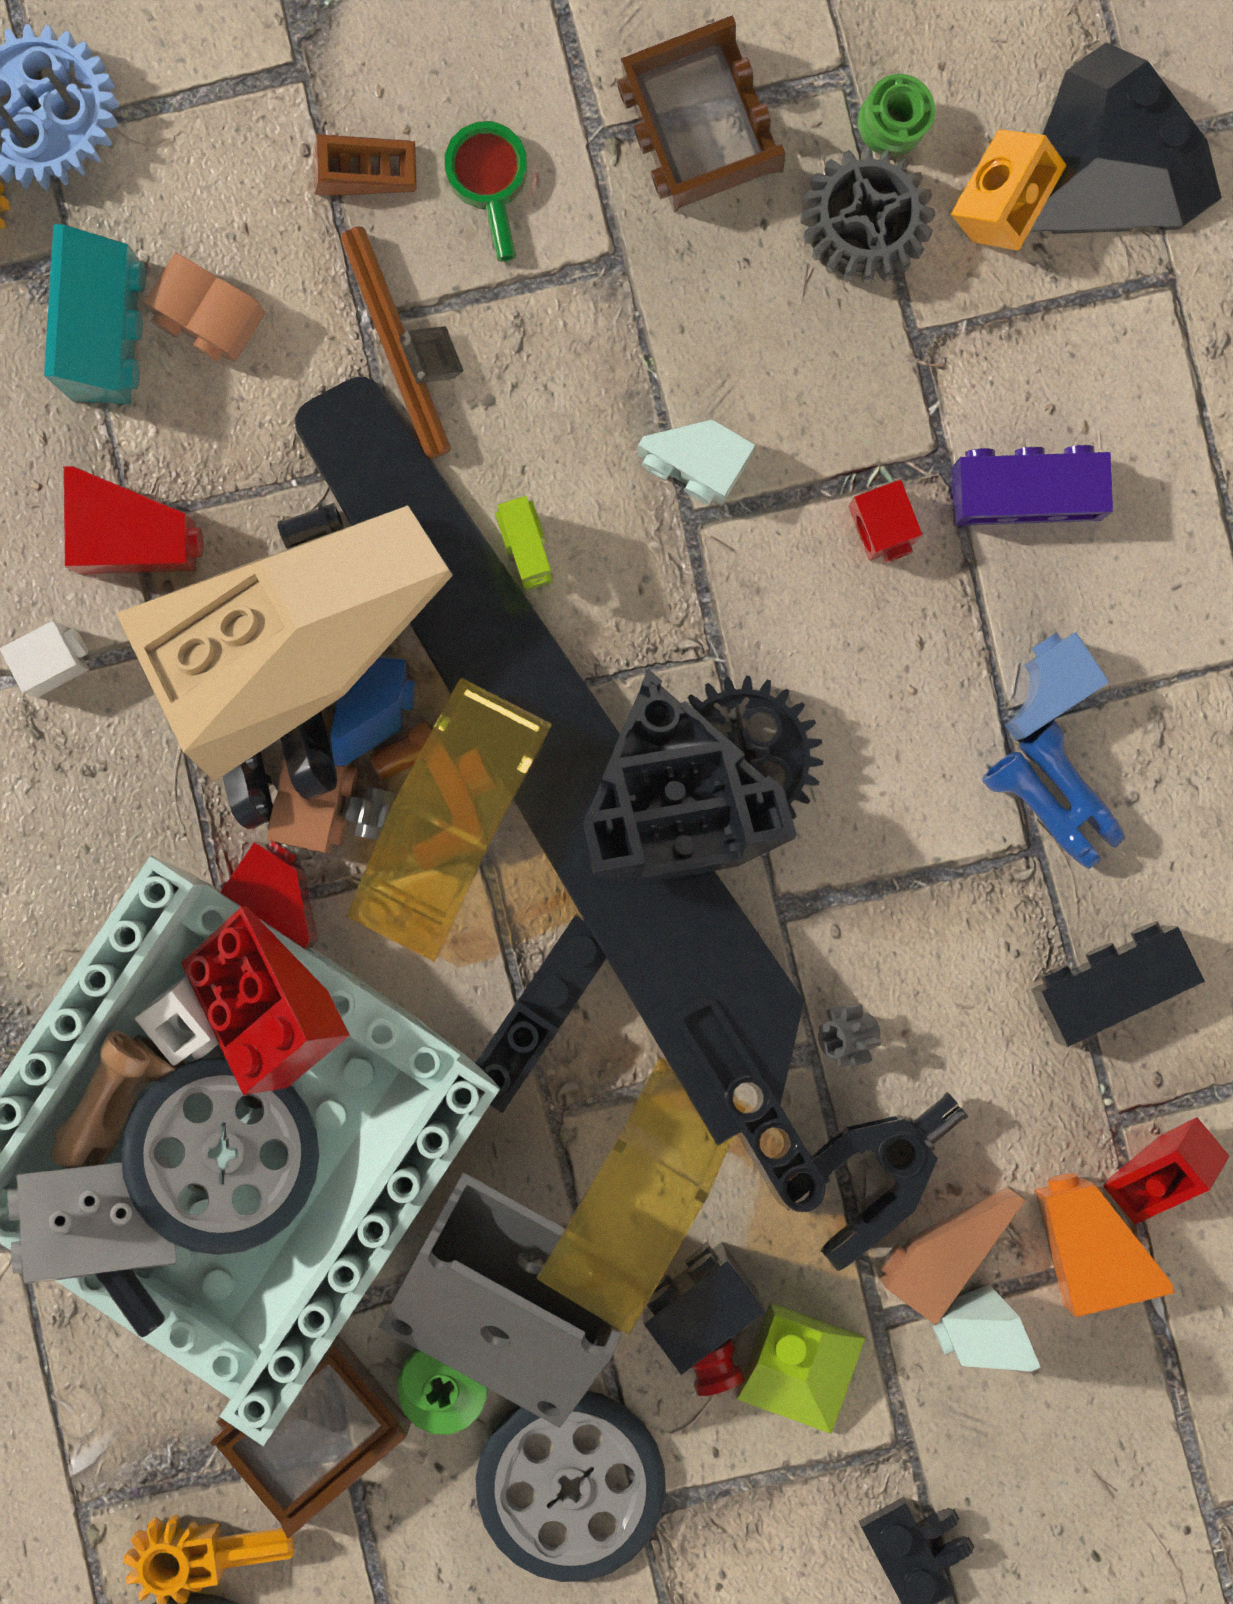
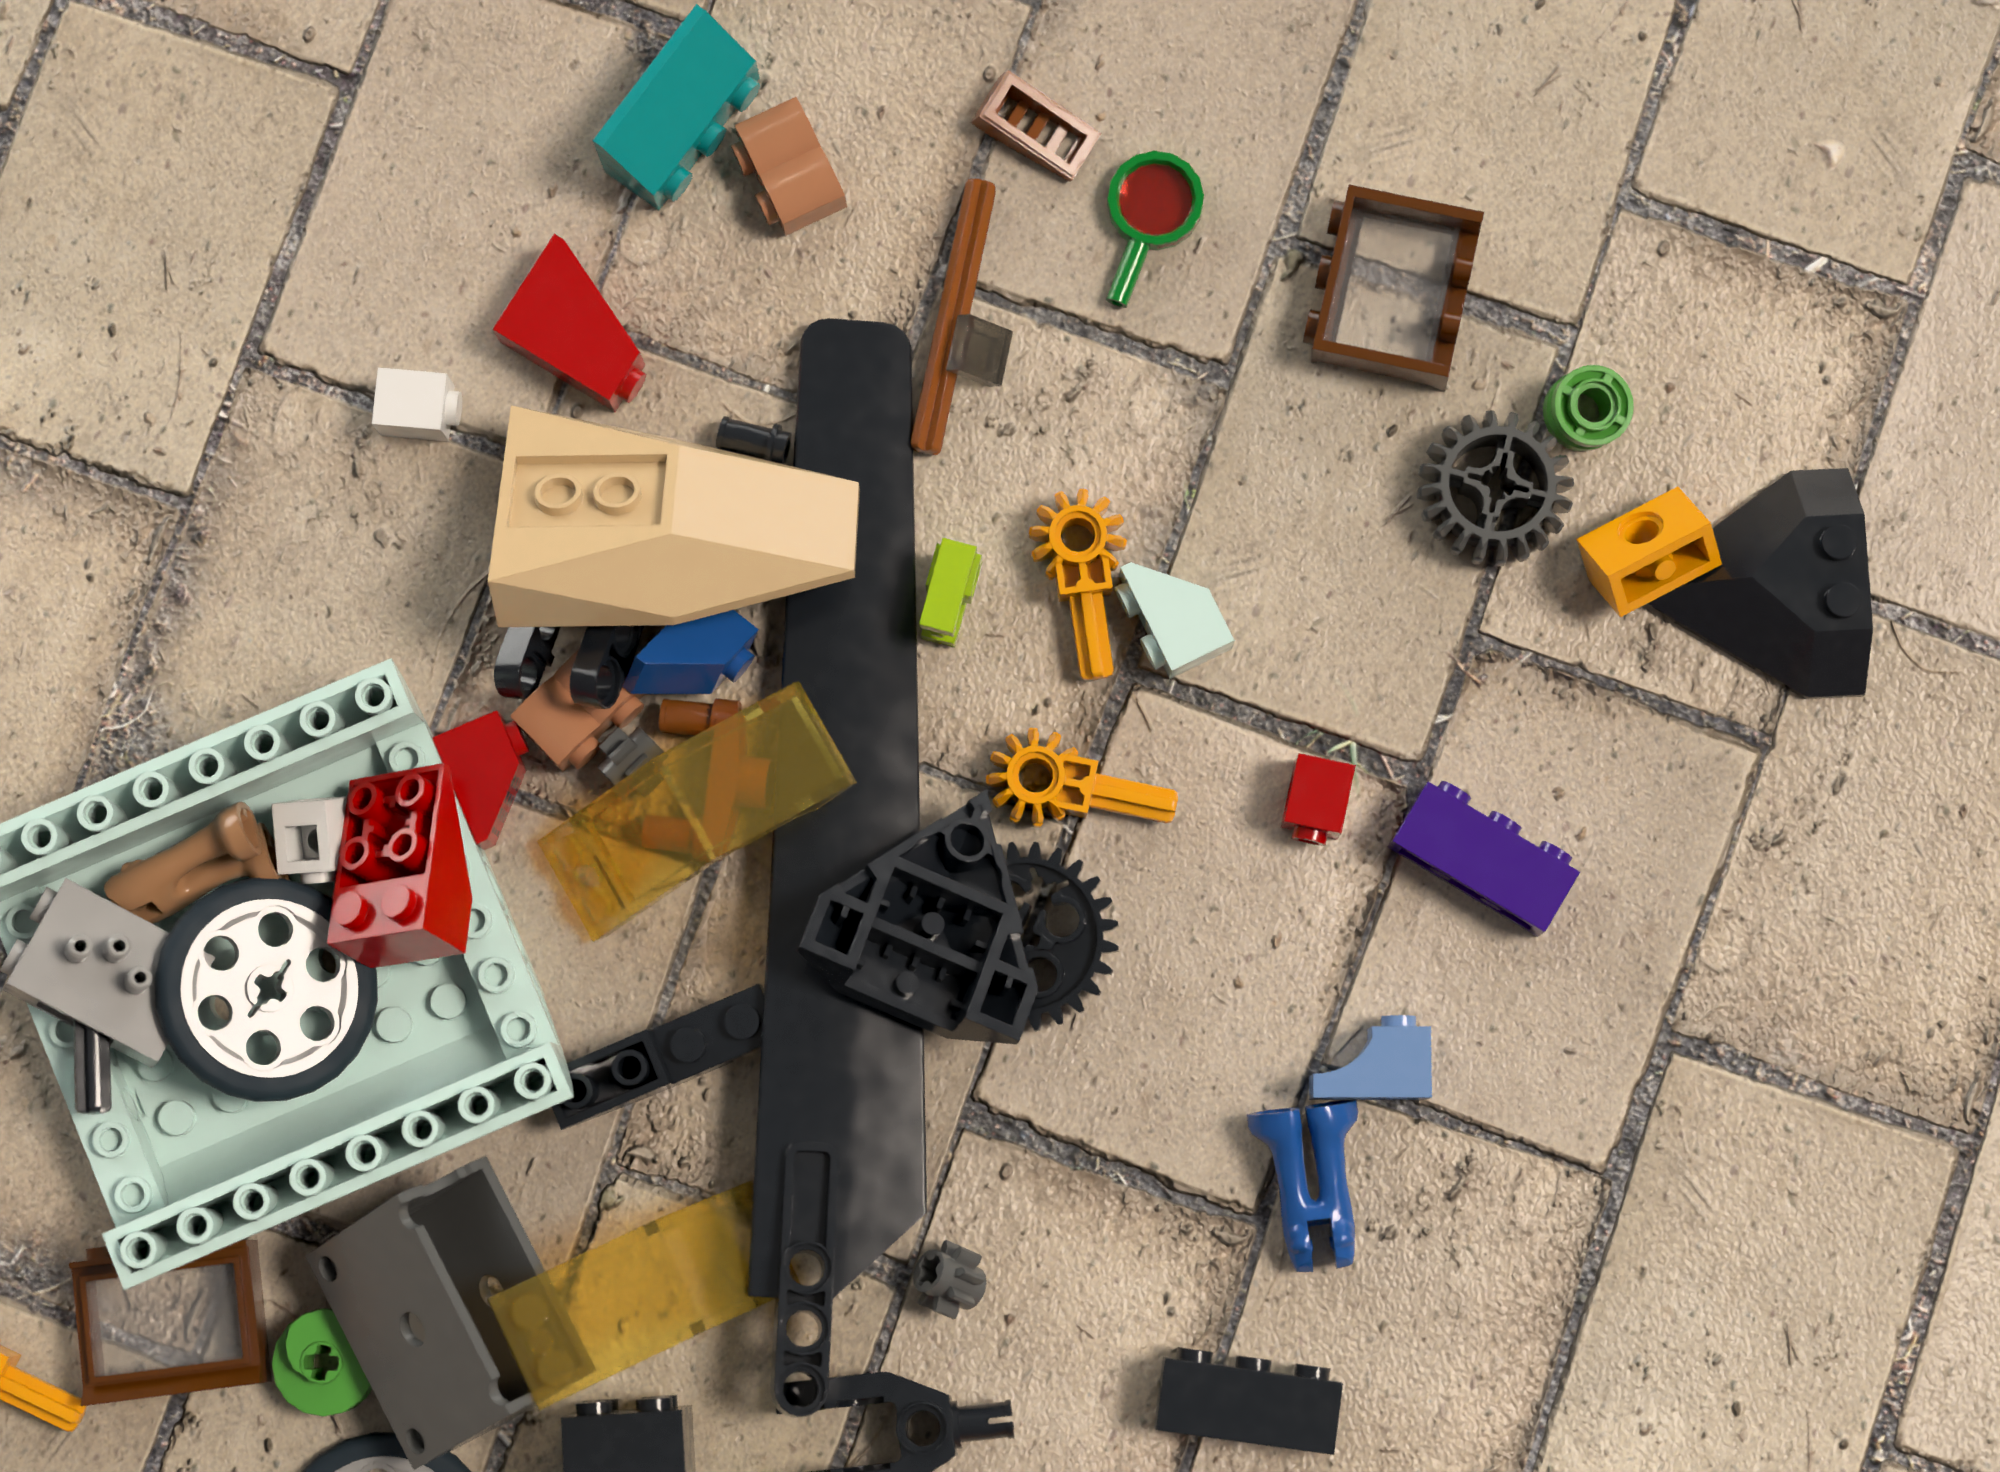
camera: 35 degrees right, 5 degrees down
(613, 469) = (1082, 575): none -> light orange gear
(705, 626) = (1073, 785): none -> light orange gear

